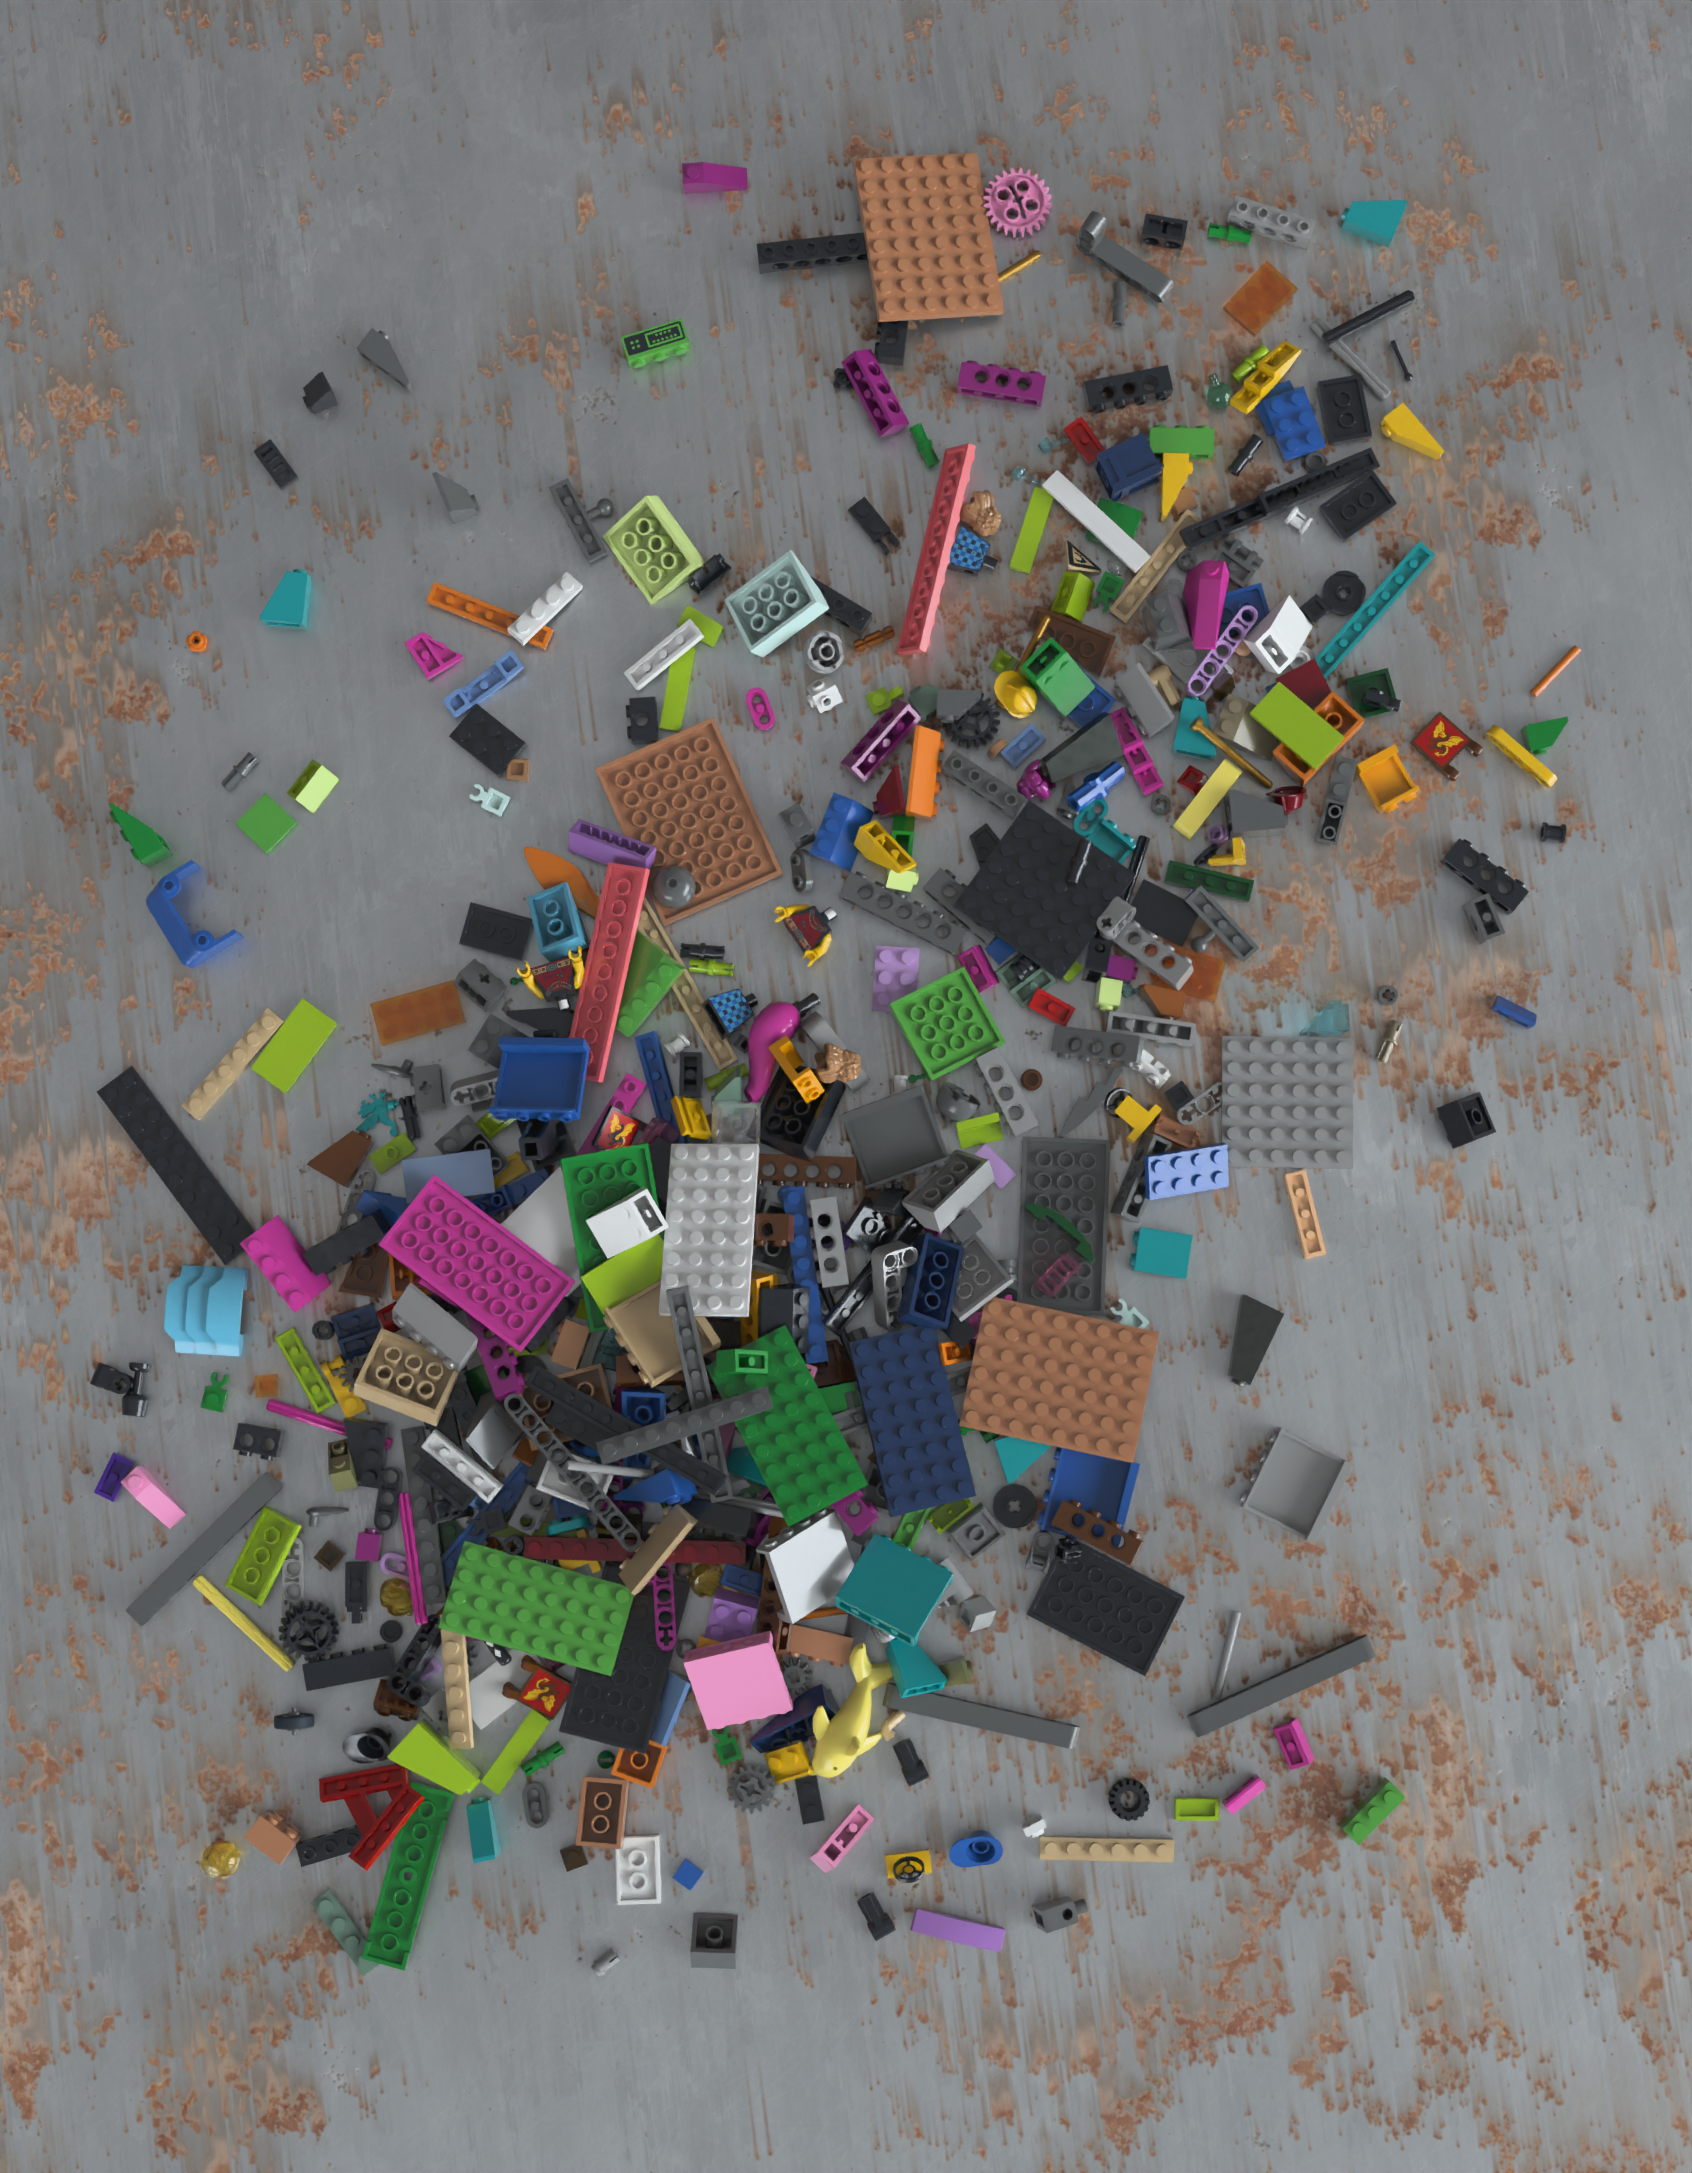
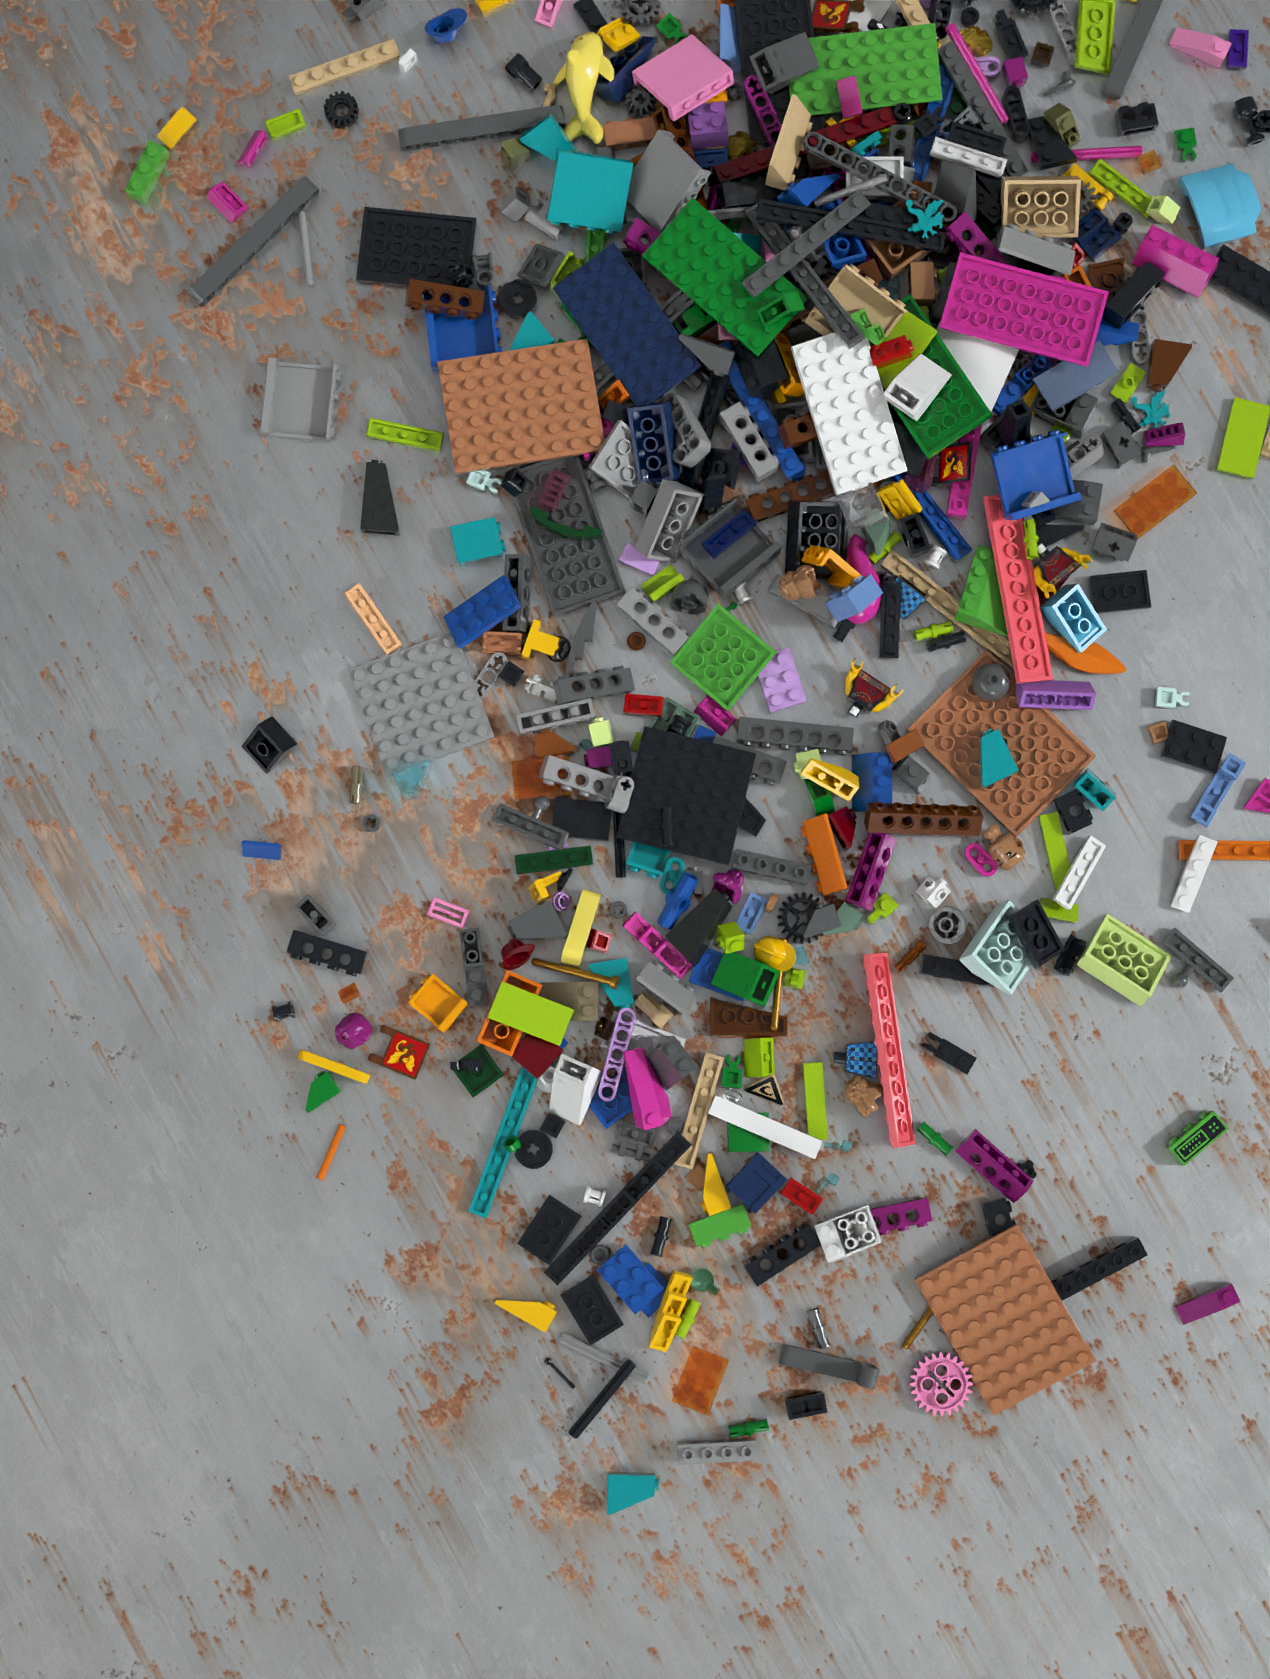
camera: 150 degrees right, 0 degrees up
(274, 1326) = (1163, 209): none -> yellowish green brick
(376, 1085) = (1165, 436): none -> magenta slope
(542, 1404) = (925, 222): none -> teal piece
(551, 1053) = (1034, 499): none -> light grey slope
(566, 1582) = (849, 97): none -> dark pink slope
(570, 1017) = (1030, 539): none -> lime pin
(611, 733) = (1095, 789): none -> teal brick
(622, 1647) = (784, 62): none -> dark grey slope
(639, 1272) = (891, 351): none -> red brick
(652, 1300) = (872, 332): none -> bright green slope
(704, 803) = (994, 758): none -> teal slope
(731, 709) = (1005, 848): none -> medium nougat piece
(736, 606) = (1036, 933): none -> black plate
(753, 994) = (890, 619): none -> black tile
(785, 1021) = (853, 598): none -> medium blue brick
(793, 853) = (904, 745): none -> dark orange tile
(805, 769) = (931, 825): none -> reddish brown brick
(833, 1349) = (712, 355): none -> dark grey slope
(889, 1151) = (729, 534): none -> clear blue plate
(988, 682) = (801, 957): none -> clear light blue tile
(1055, 379) = (848, 1234): none -> white slope
(1056, 725) = (730, 937): none -> lime brick
(1097, 1300) = (514, 482): none -> black slope
(1195, 1403) = (404, 434): none -> lime tile
(1320, 1850) = (176, 127): none -> yellow slope
(1333, 875) = (463, 918): none -> bright pink tile
(1367, 606) = (512, 1144): none -> green hinge
(1476, 825) = (349, 993): none -> clear orange slope
(1487, 785) = (353, 1031): none -> magenta hair

